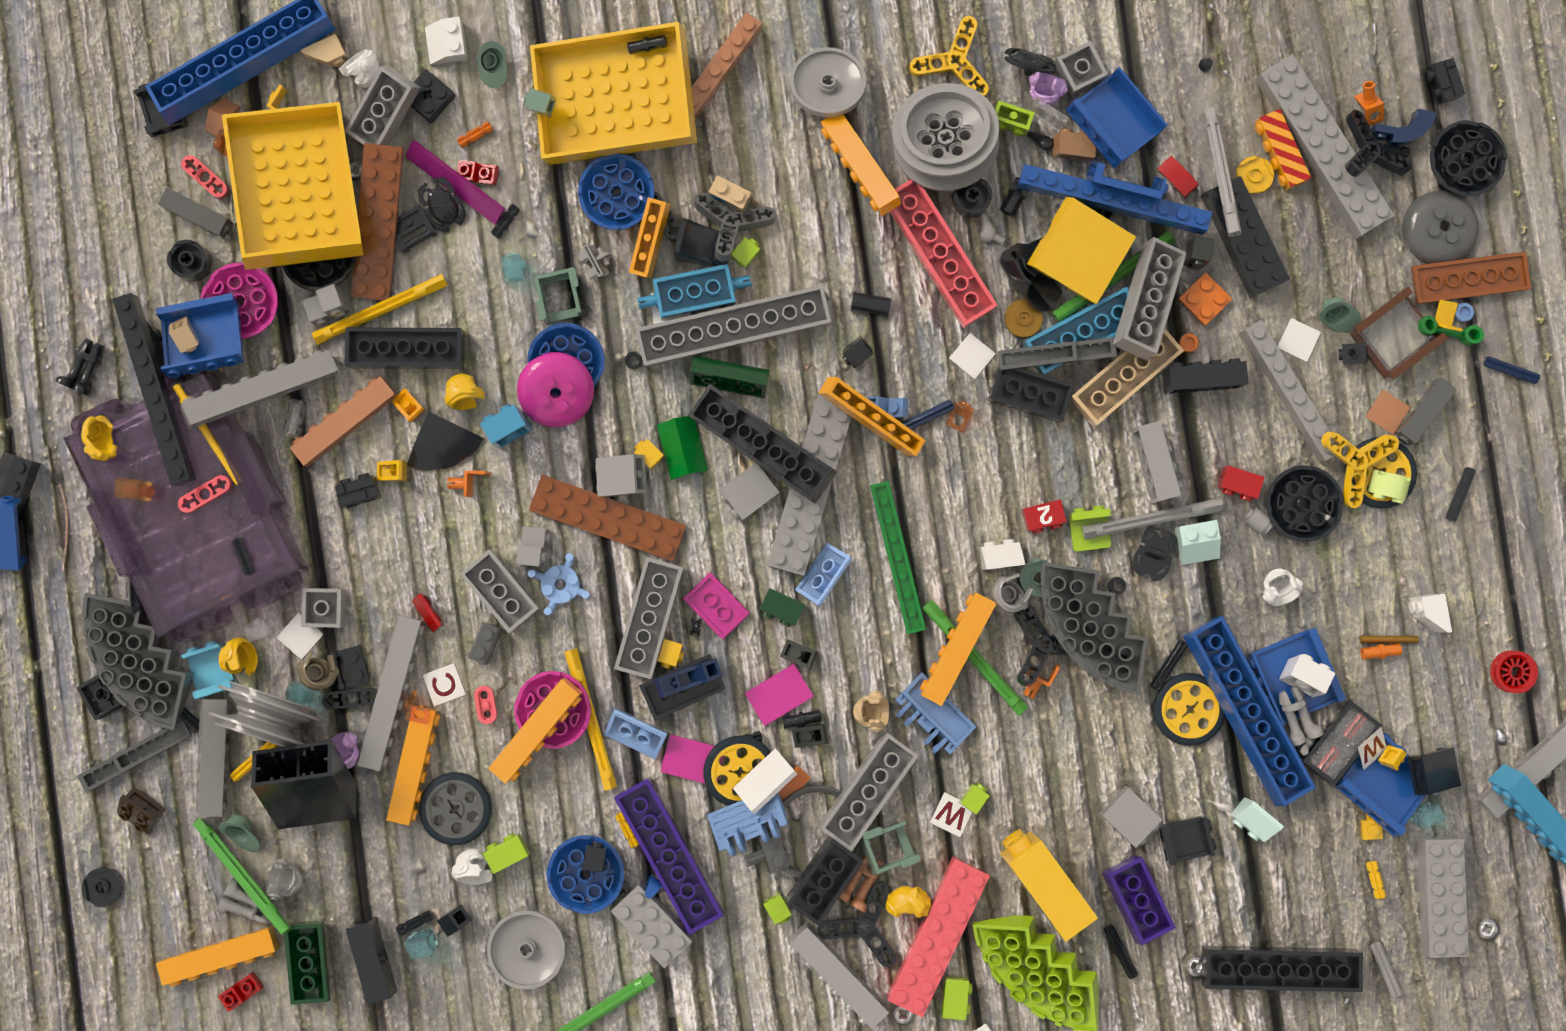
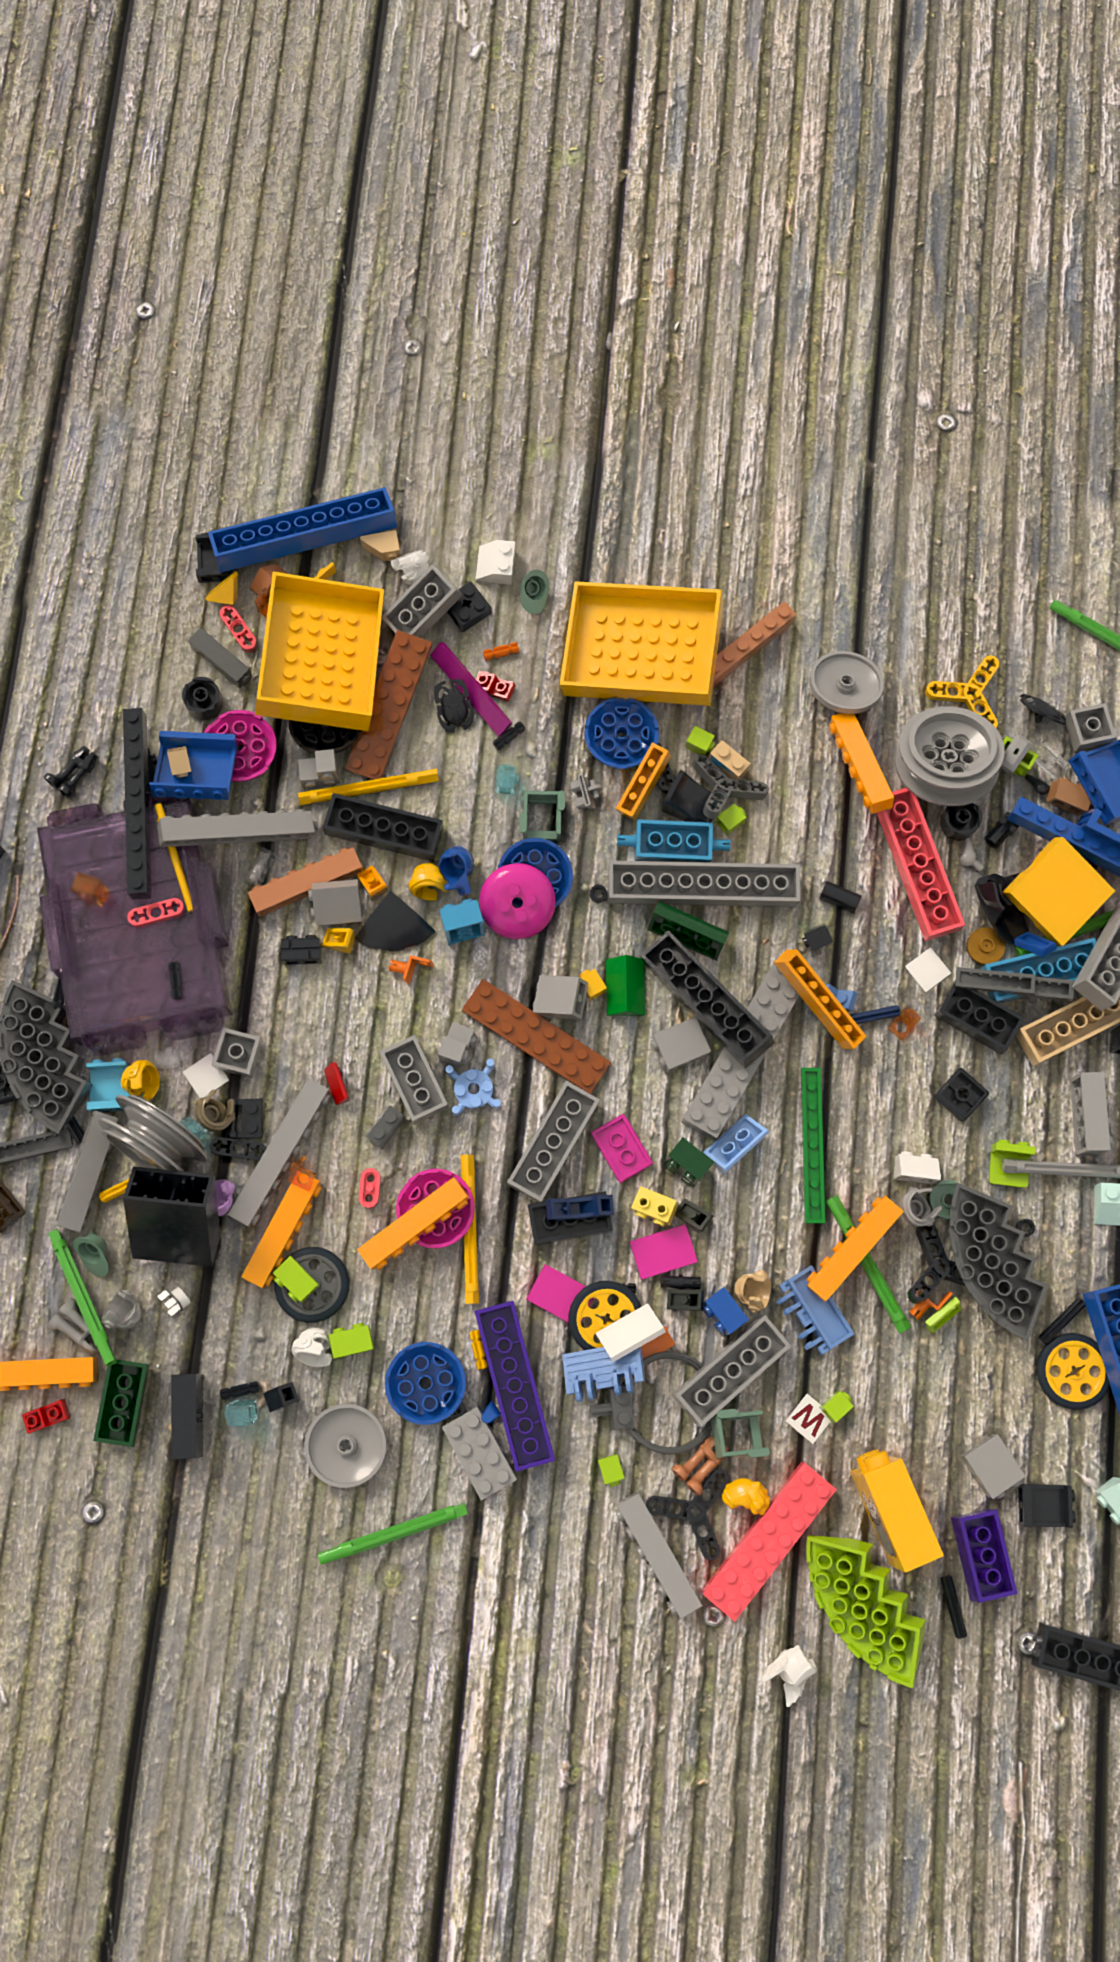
camera: 15 degrees right, 10 degrees down
(98, 438) = (70, 834): yellow hair -> none
(180, 142) = (226, 591): none -> yellow slope
(333, 856) = (177, 1298): none -> piece
(378, 436) = (336, 902): none -> light grey brick
(410, 222) = (419, 715): black plate -> none
(438, 810) = (295, 1279): none -> lime brick
(444, 684) = (333, 1159): white sticker -> none
(486, 371) = (455, 867): none -> blue piece
(539, 102) = (571, 632): sand green brick -> none
(595, 857) = (441, 1365): black brick -> none
(635, 733) = (511, 1254): light blue slope -> none
(647, 44) = (685, 605): black pin -> none
(670, 654) = (565, 1183): yellow brick -> none
(695, 627) = (595, 1165): black bush -> none
(697, 180) = (700, 741): none -> lime brick
(760, 654) = (655, 1206): none -> light yellow brick
(823, 880) = (665, 1450): black brick -> none
(849, 738) = (724, 1312): none -> blue brick
(955, 997) = (772, 1611): lime brick -> none
(1006, 126) = (1011, 760): none -> light grey piece
(1041, 469) = (973, 1096): none -> black brick
(1044, 515) = (966, 1140): red brick -> none
(1047, 87) = (1055, 735): lavender helmet -> none
(1056, 688) = (943, 1315): none -> lime tile
(1070, 307) = (1035, 944): none -> blue tile
(1154, 554) = (1070, 1206): black shield -> none

